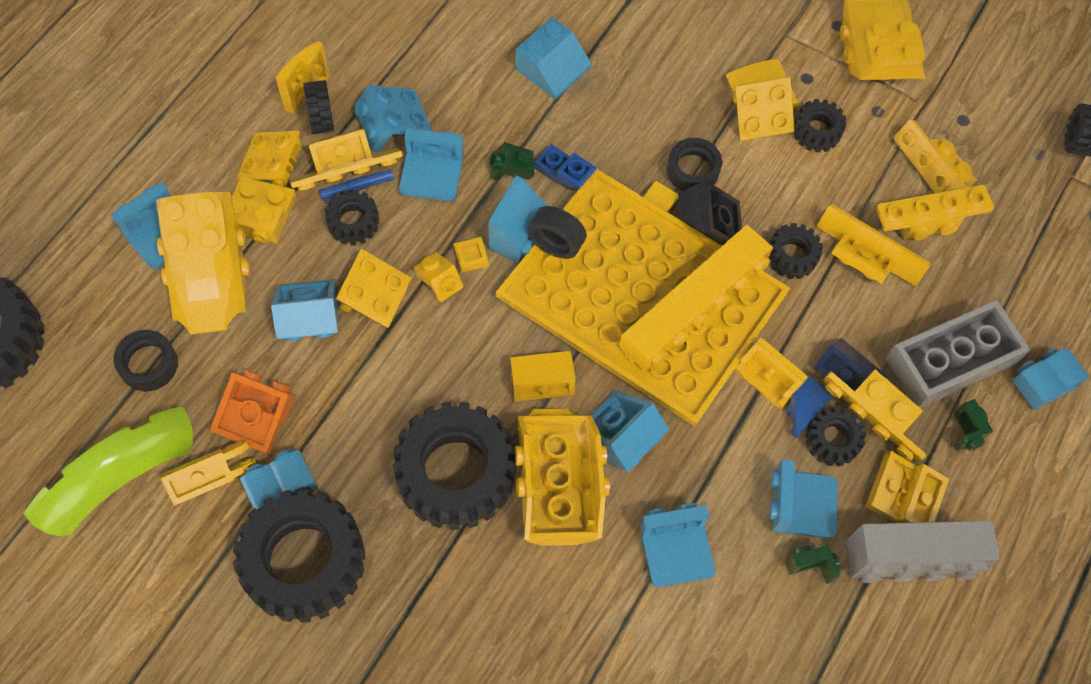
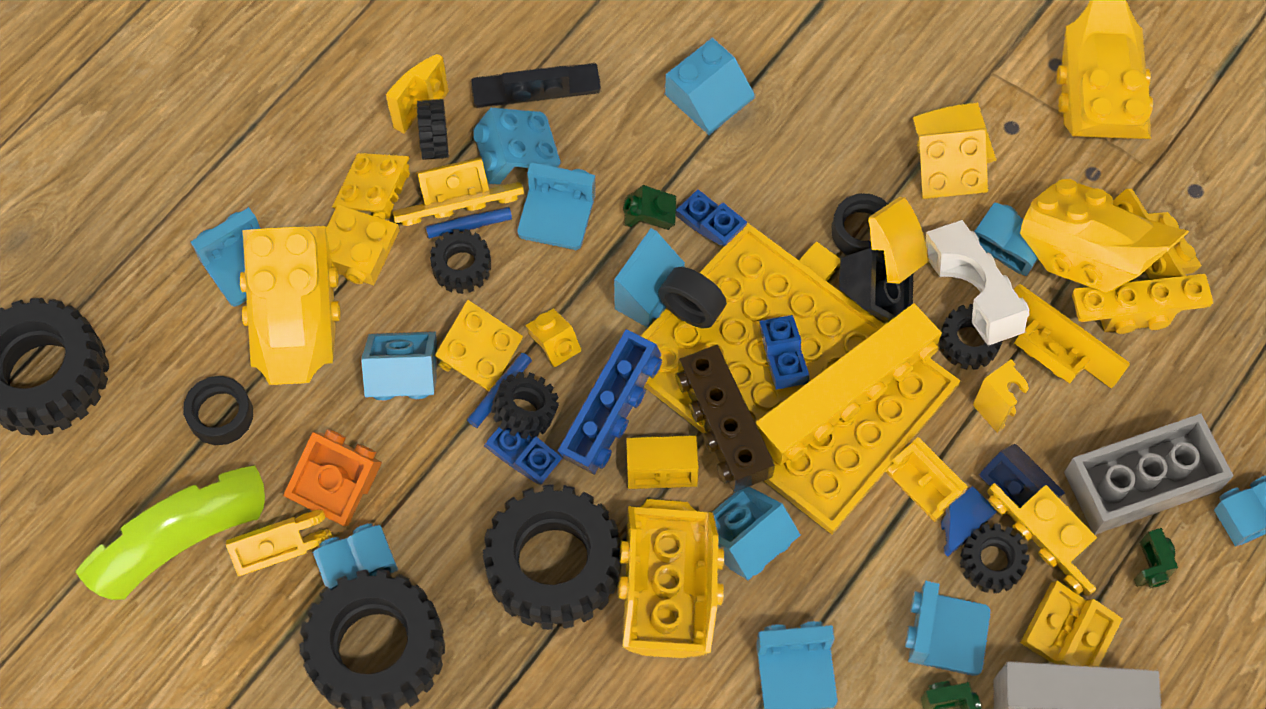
camera: 10 degrees right, 0 degrees up
(394, 325) = (484, 407): none -> blue piece
(404, 66) = (535, 85): none -> black bracket
(417, 348) = (517, 418): none -> black tyre
(419, 377) = (527, 456): none -> blue slope
(471, 254) = (593, 314): yellow tile -> none
(494, 326) = (610, 402): none -> blue brick
(595, 334) = (725, 419): none -> dark brown brick
(639, 274) = (784, 352): none -> blue slope
(727, 168) = (900, 237): none -> yellow slope
(777, 182) = (958, 254): none -> white arch
(818, 168) = (1001, 238): none -> dark azure brick
(820, 112) = (1017, 170): black tyre -> none
(823, 300) = (995, 400): none -> yellow hinge
(889, 163) = (1090, 239): none -> yellow slope

